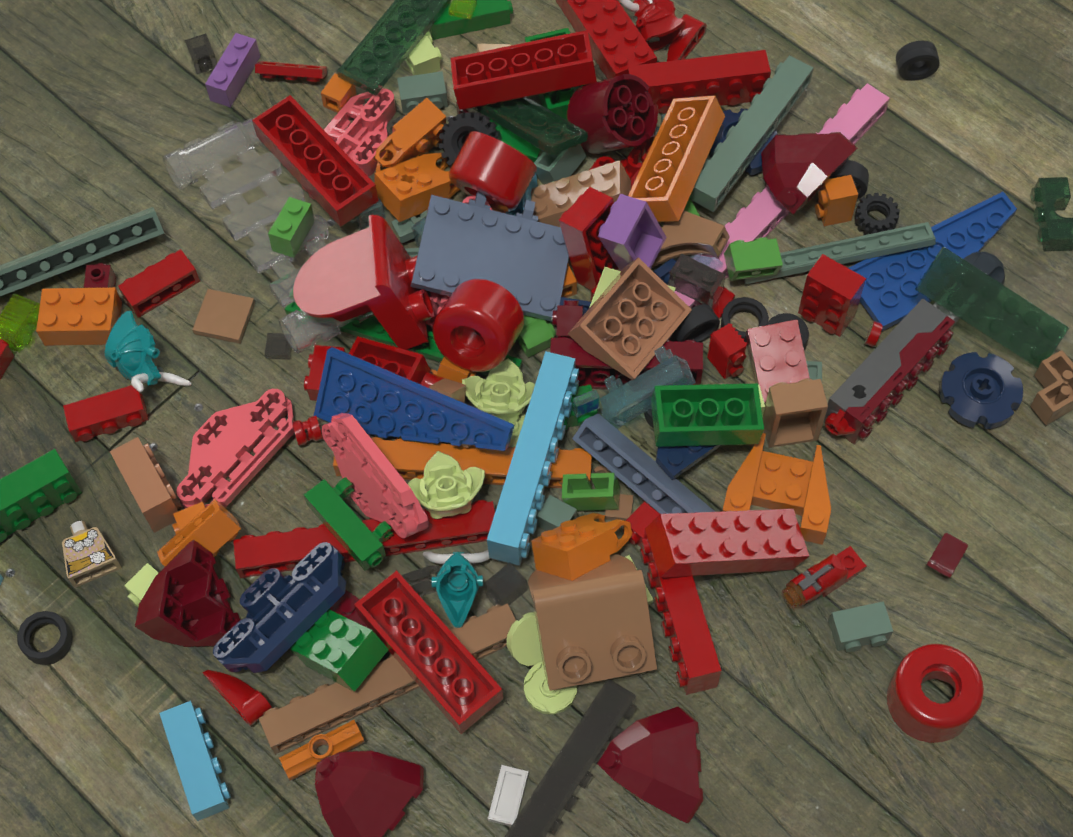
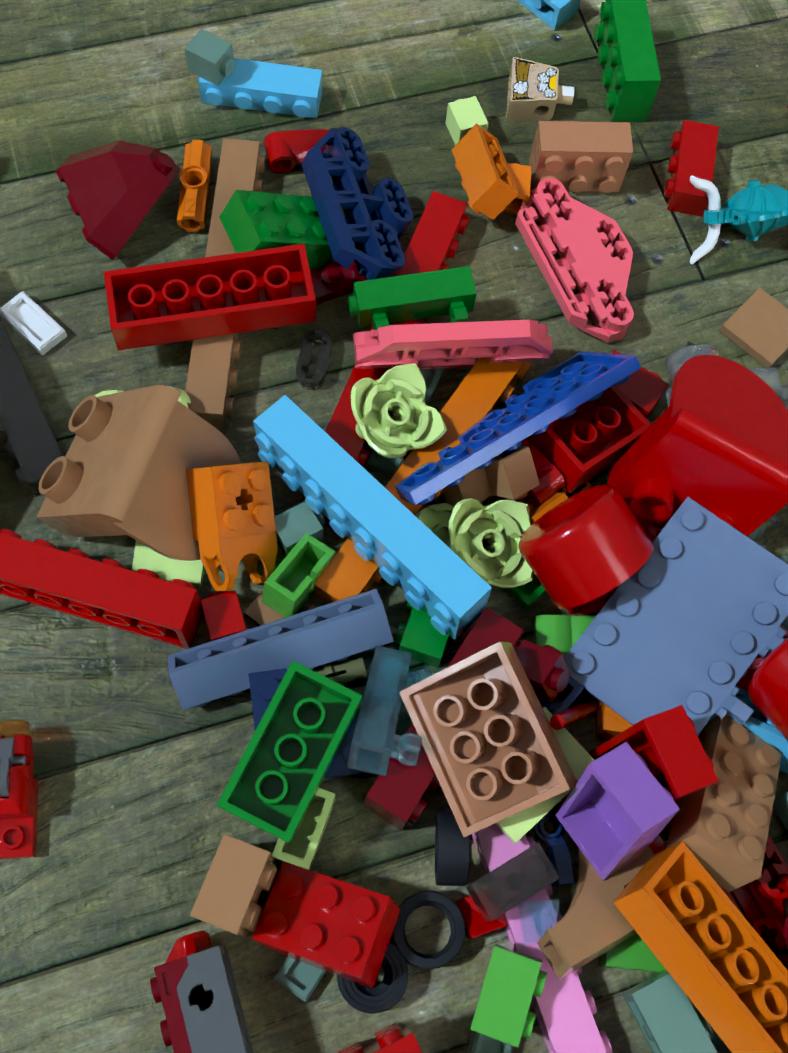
camera: 110 degrees right, 5 degrees up
(35, 621) = (466, 12): black tyre -> none
(187, 601) = (422, 139): dark red brick -> none
(202, 795) = (209, 57): none -> sand green brick
(313, 428) = (564, 331): red wheel -> none
(457, 582) = (277, 370): teal helmet -> none
(505, 586) = (244, 431): clear smoke brick -> none
(586, 293) = (573, 714): none -> red bar
(586, 403) = (411, 627): tile -> none
(726, 542) = (113, 678): brick -> none
(727, 351) = (386, 864): red brick -> none
(783, 483) = (165, 823): orange wedge -> none

